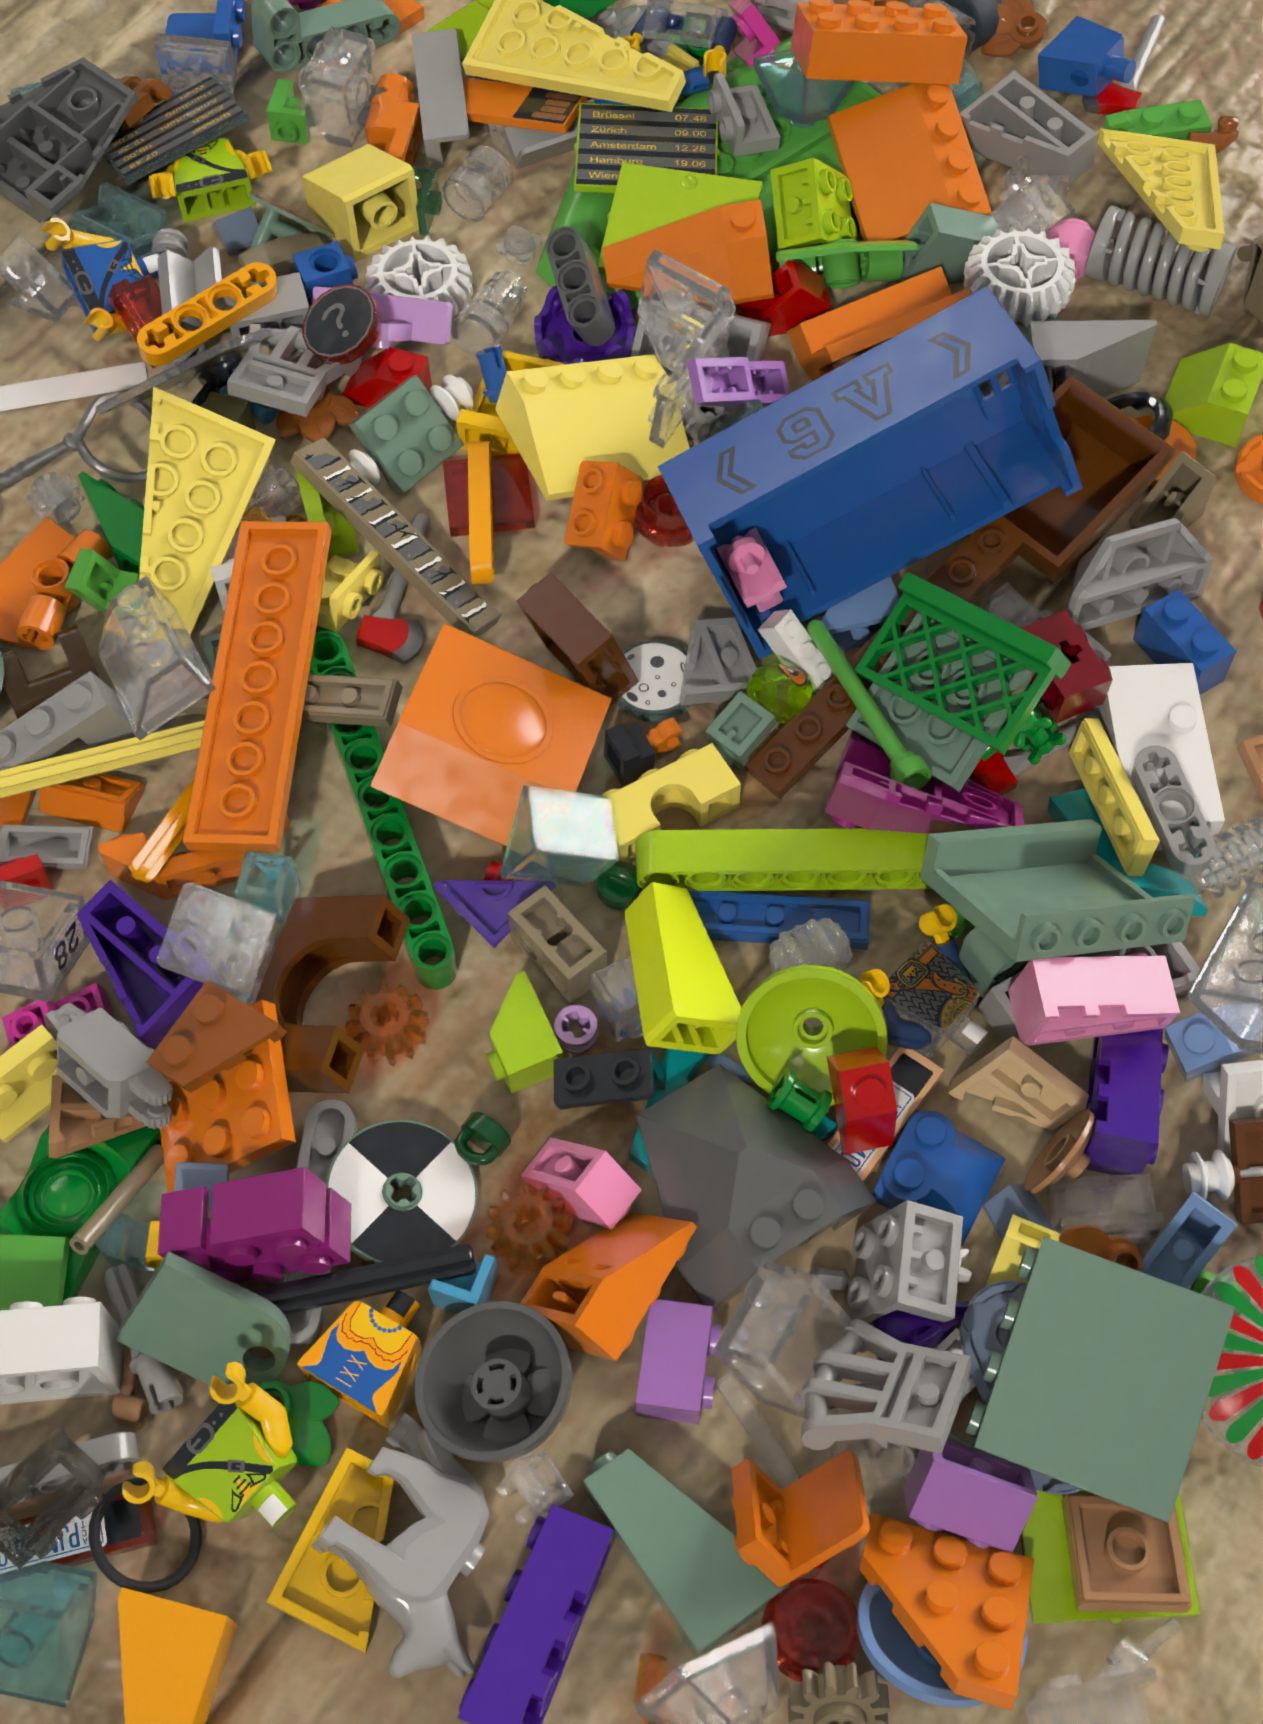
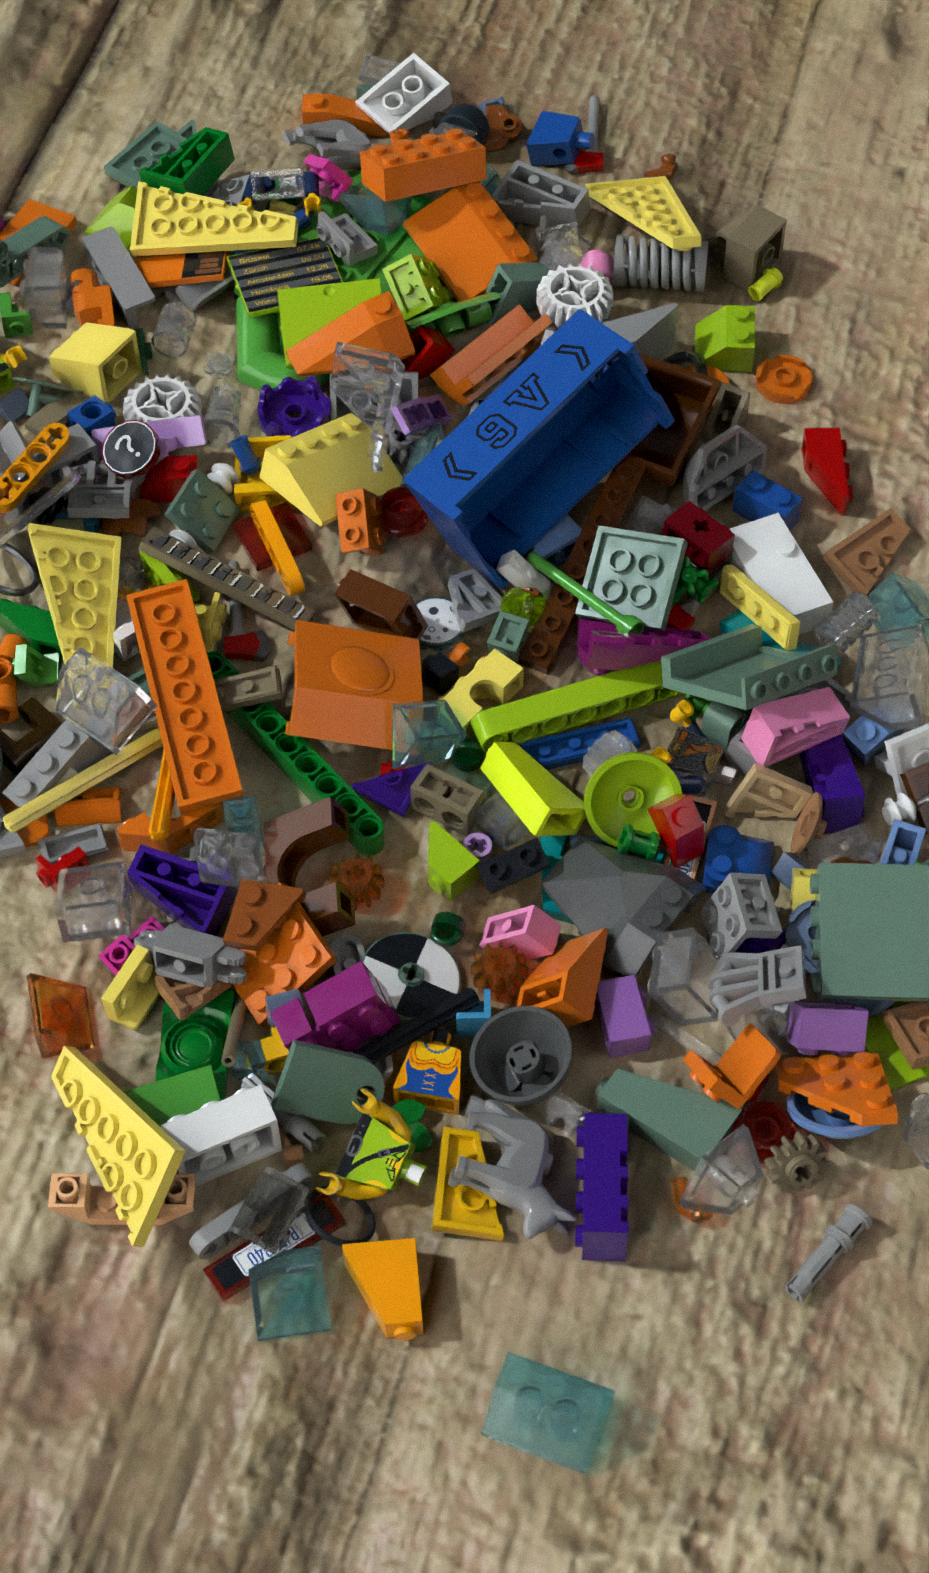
camera: 20 degrees left, 5 degrees down
(576, 266) = (274, 372): dark grey beam -> none
(753, 571) = (483, 533): bright pink hips -> none
(988, 633) = (641, 523): green fence -> none
(1163, 120) = (624, 168): bright green hinge -> none
(1170, 830) = (799, 590): light grey beam -> none

